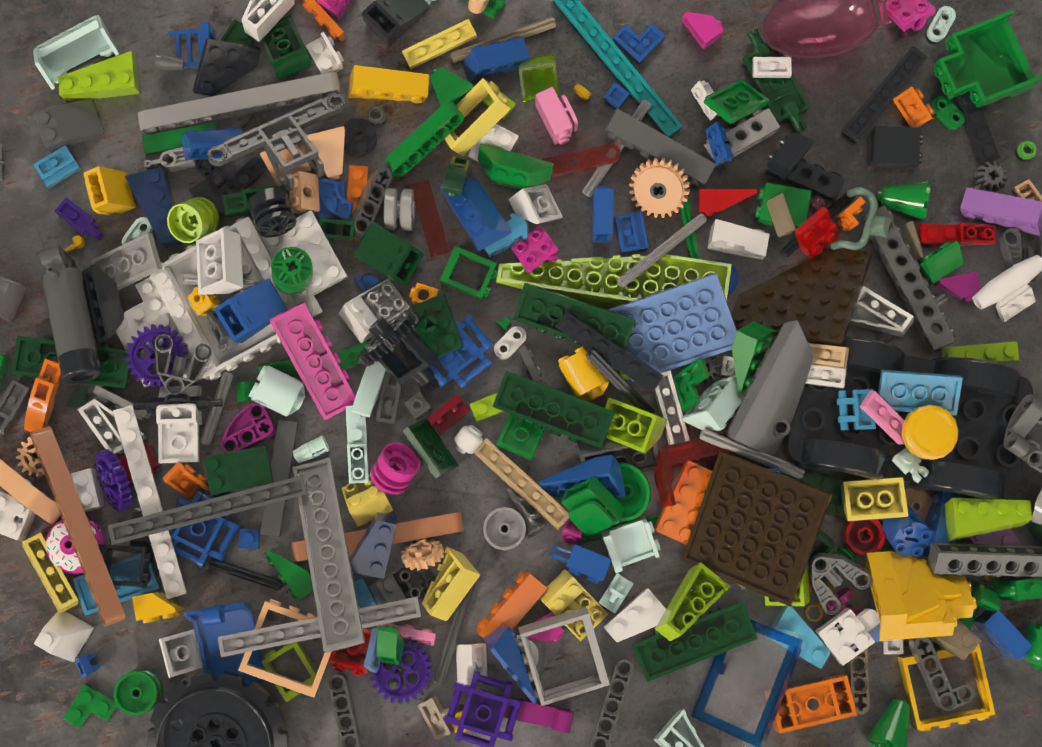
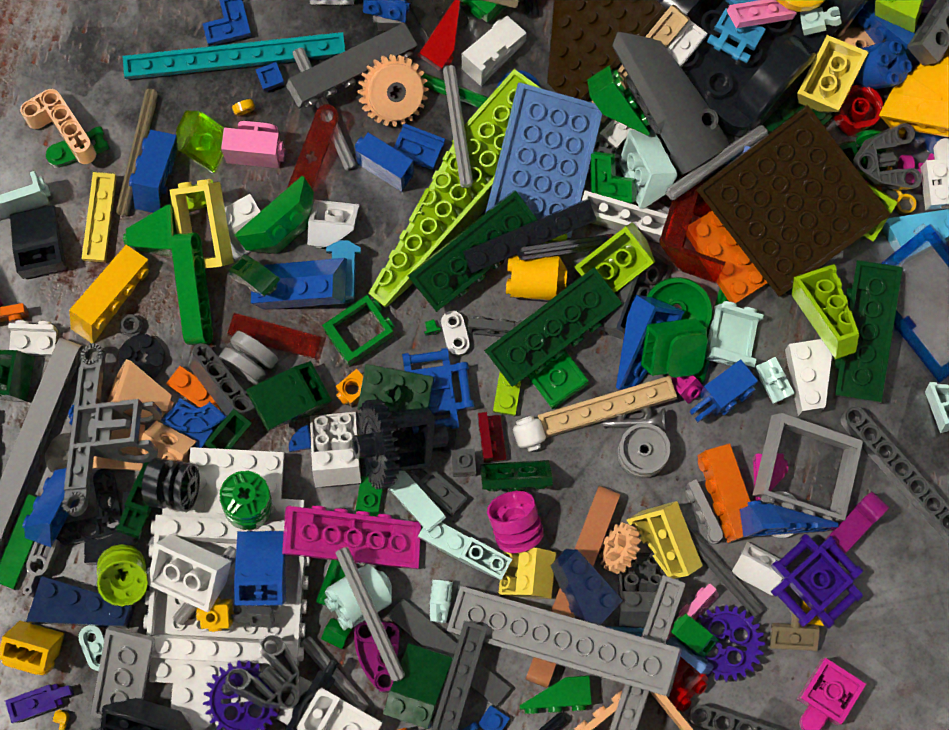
camera: 60 degrees left, 5 degrees down
(264, 406) = (370, 614): none -> light grey axle
(486, 599) = (704, 514): none -> light grey plate
(535, 249) = (377, 248): dark pink hinge -> none
(566, 595) = (748, 429): light yellow slope -> none

